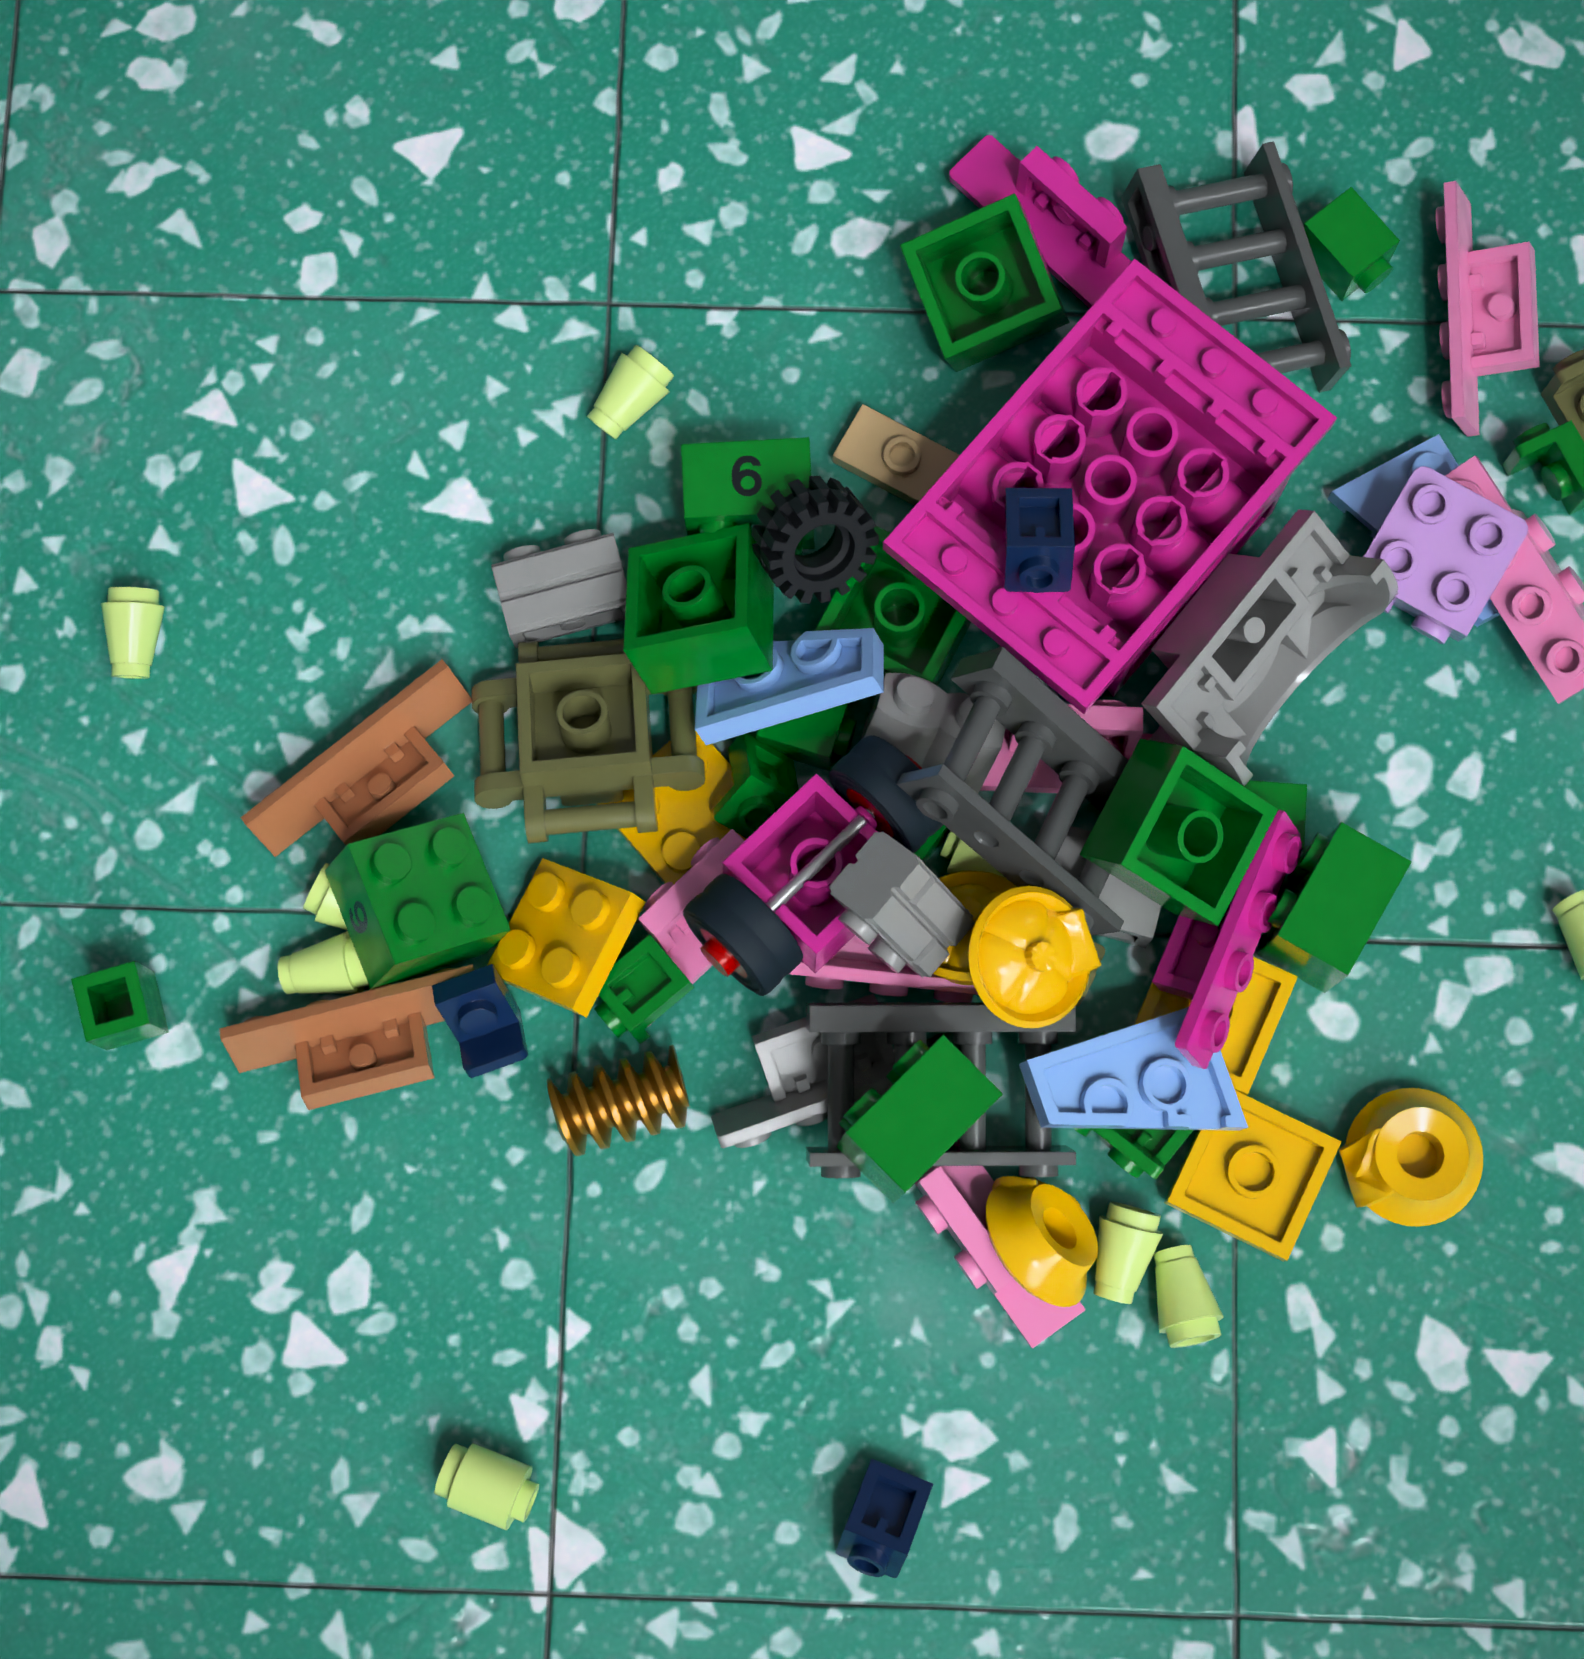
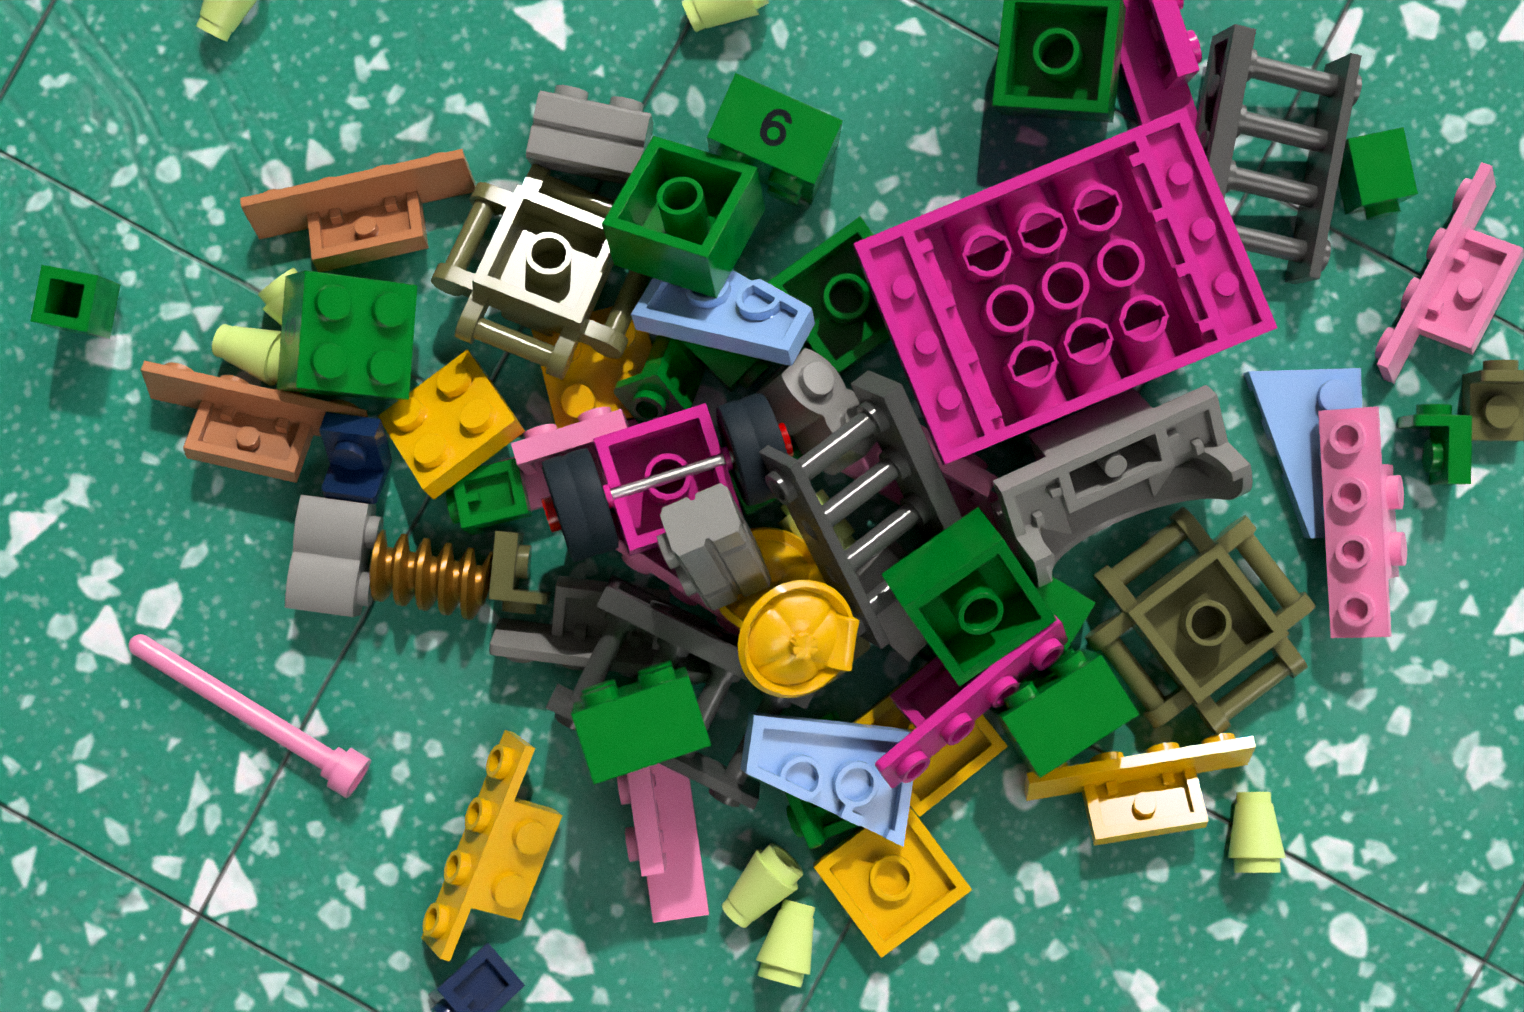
camera: 25 degrees right, 10 degrees up
(486, 1485) = (186, 815): yellowish green brick -> none
(508, 1134) = (331, 556): none -> light grey brick
(623, 1352) = (340, 767): none -> bright pink piece
(696, 1049) = (509, 563): none -> olive bracket
(797, 516) = (802, 185): black tyre -> none
(831, 1355) = (497, 853): none -> yellow bracket
(892, 455) = (914, 163): tan plate -> none
(1038, 539) = (978, 308): dark blue bracket -> none
(1041, 1238) = (699, 849): yellow piece -> none
(1412, 1157) = (1021, 927): yellow piece -> none
(1423, 752) = (1201, 621): none -> olive brick
(1445, 552) = (1308, 472): lavender bracket -> none
(1457, 952) = (1145, 791): none -> yellow bracket

